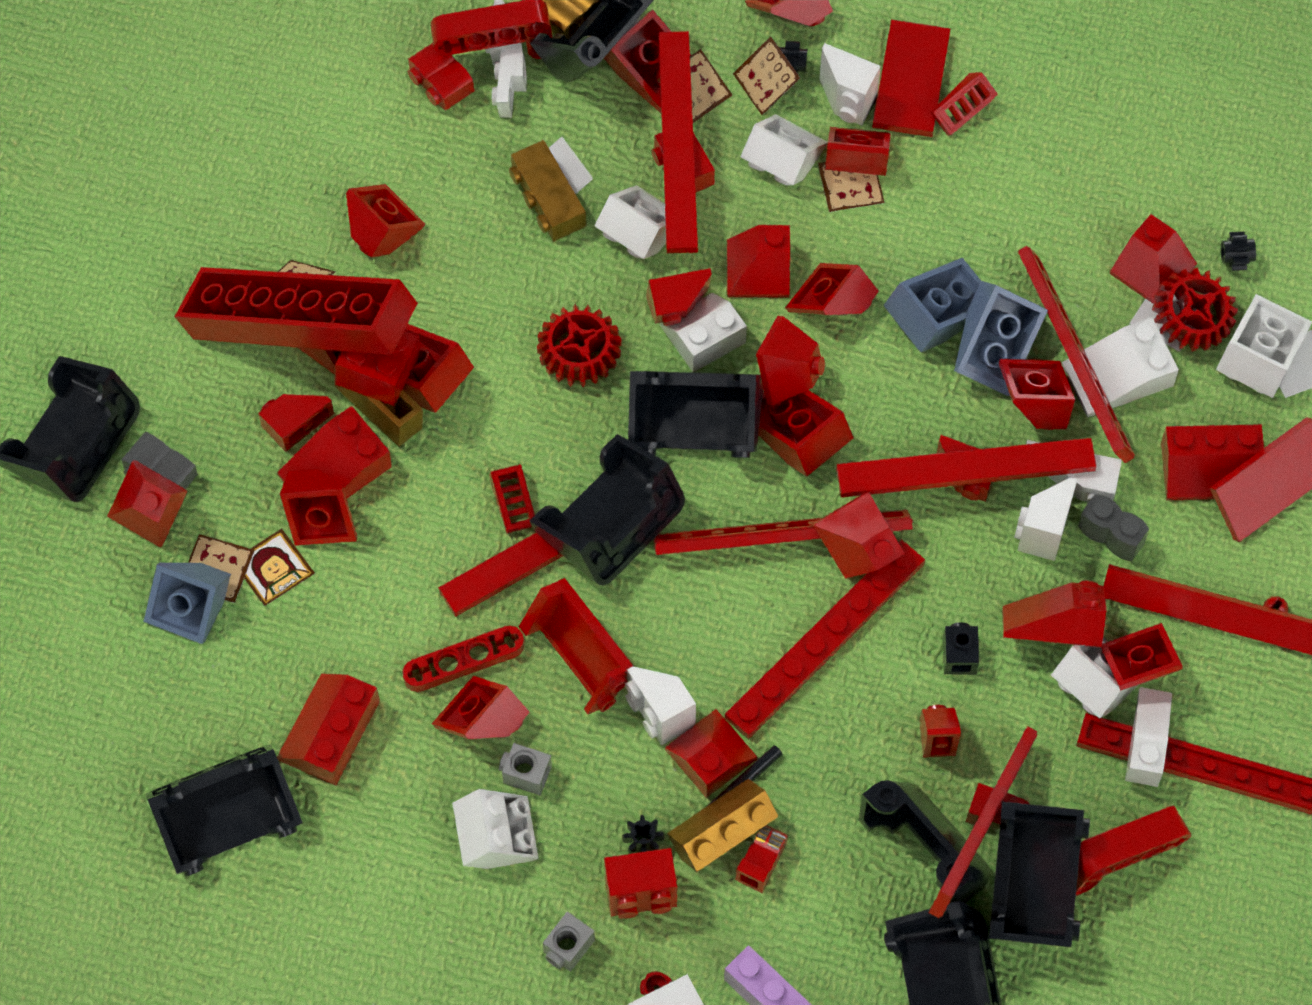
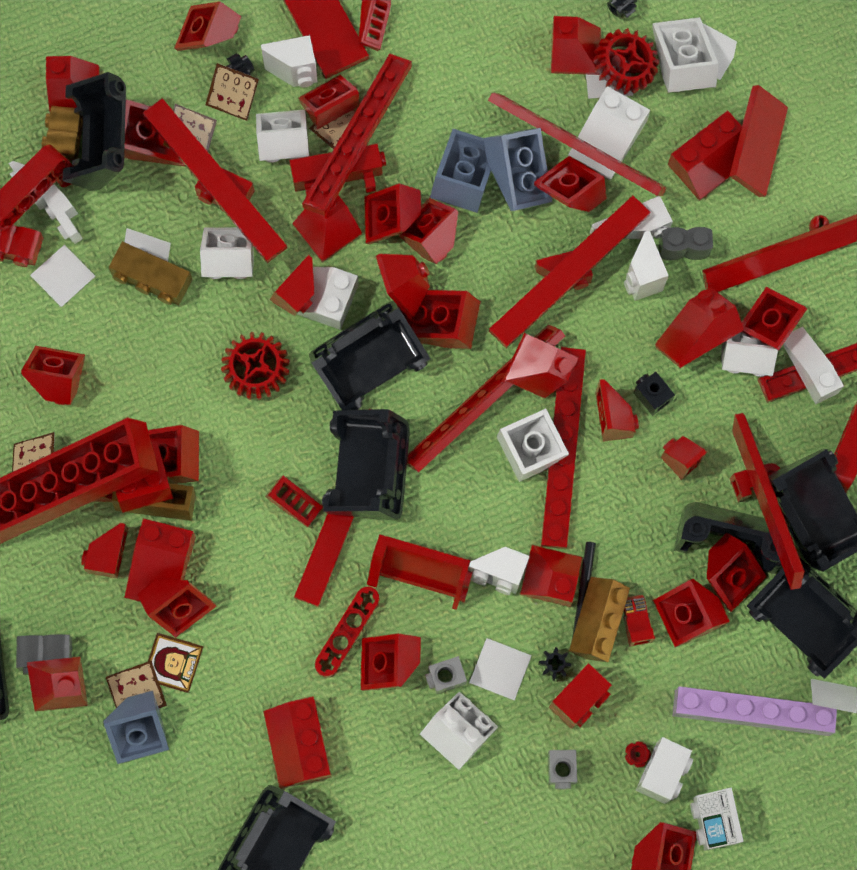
camera: 40 degrees left, 10 degrees up
(464, 138) = (62, 275): none -> white sticker
(586, 805) = (500, 669): none -> white sticker
(792, 608) = (532, 444): none -> white slope
(813, 216) = (368, 166): none -> red brick
(824, 888) = (690, 612): none -> red slope
(856, 194) = (357, 135): none -> red tile
(858, 338) = (433, 231): none -> red slope
(898, 879) = (733, 571): none -> red slope
(900, 640) = (614, 414): none -> red slope

